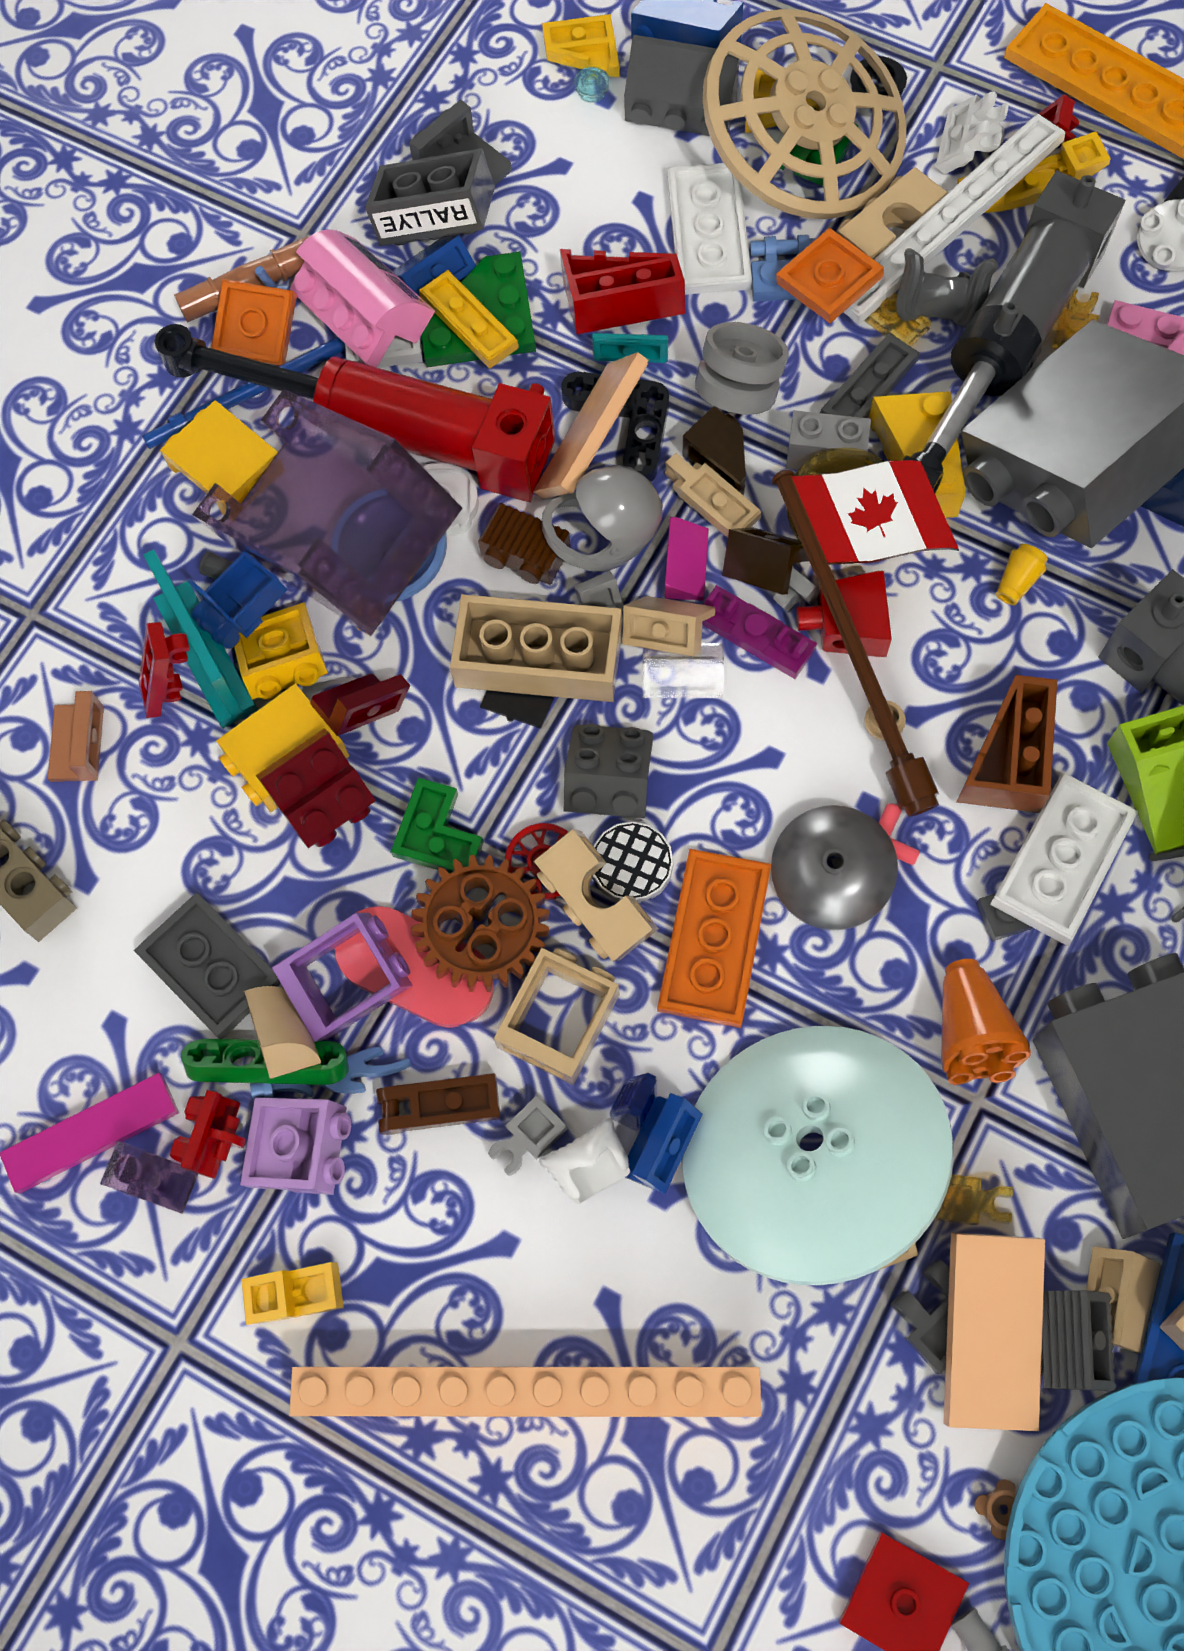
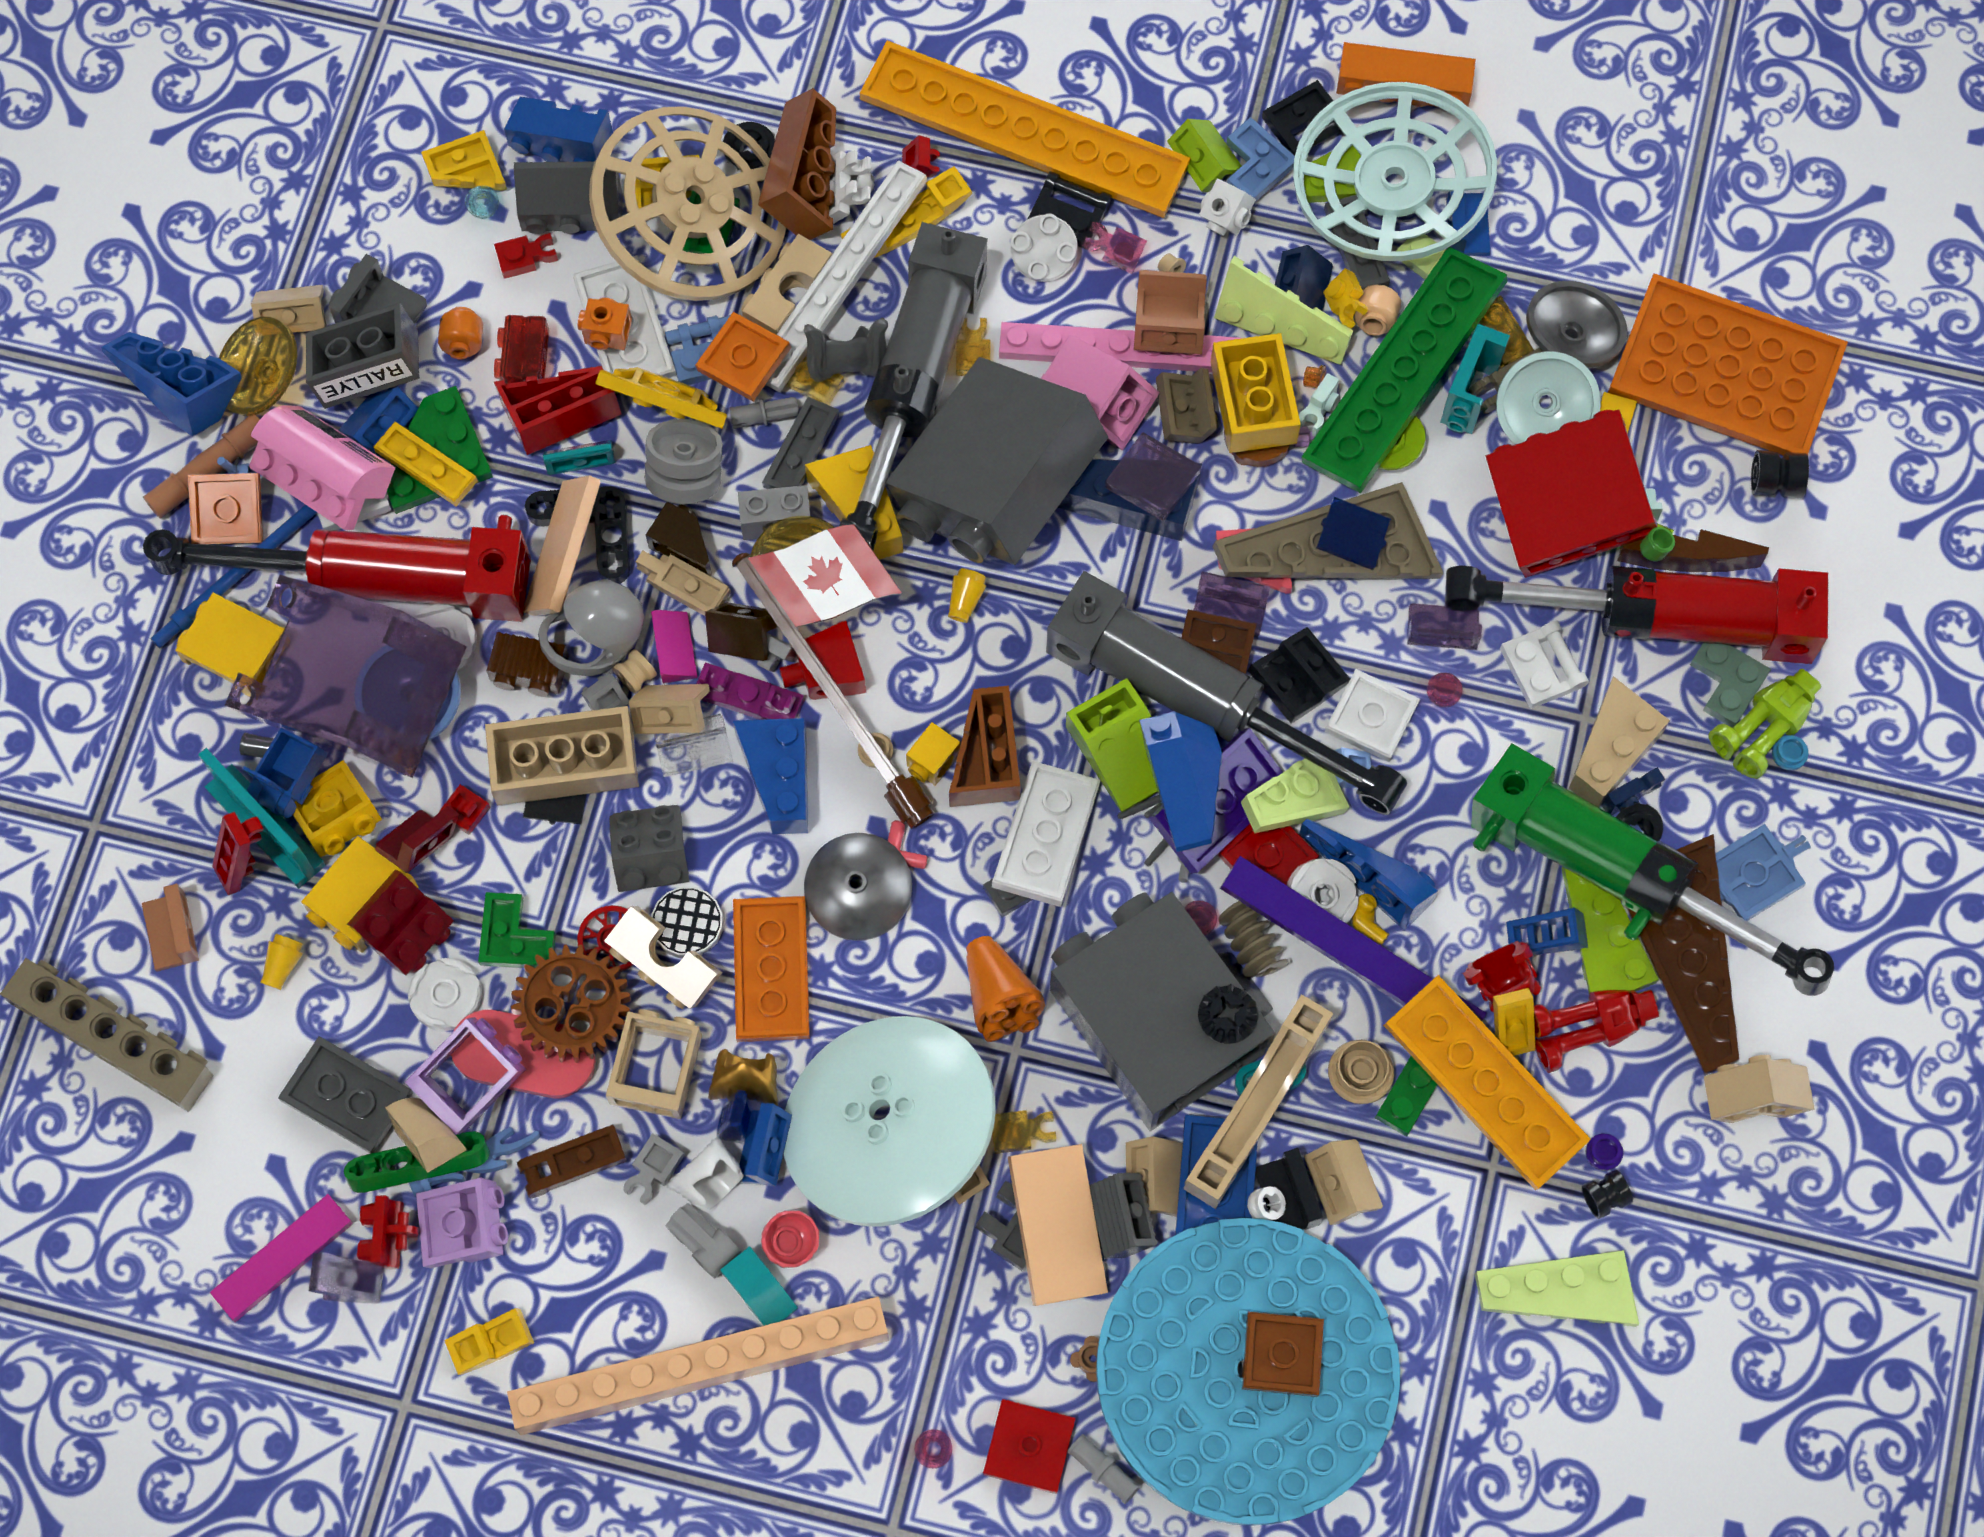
camera: 20 degrees left, 0 degrees up
(179, 800) = (280, 960): none -> yellow cone
(241, 194) = (182, 386): none -> blue wedge
(322, 189) = (267, 361): none -> clear yellow dish
(346, 878) = (444, 994): none -> white tile
(368, 148) = (296, 307): none -> tan panel
(424, 683) = (469, 806): none -> red tile
(540, 199) = (460, 333): none -> orange head
(570, 1245) = (709, 1246): none -> light grey piece
(598, 224) = (523, 348): none -> clear red brick
(617, 141) = (519, 256): none -> red plate
(617, 1314) = (758, 1288): none -> teal slope
(637, 577) = (634, 671): none -> tan wheel
(658, 1054) = (744, 1074): none -> pearl gold hair
(668, 1263) = (790, 1239): none -> coral hair
(690, 215) = (605, 324): none -> orange brick
(723, 289) = (653, 389): none -> yellow wing
(772, 713) = (778, 765): none -> blue wedge
(800, 1573) = (927, 1438): none -> clear pink plate
(836, 341) = (763, 411): none -> light grey axle
(931, 103) = (801, 166): none -> dark orange wedge
(950, 739) = (932, 754): none -> yellow brick

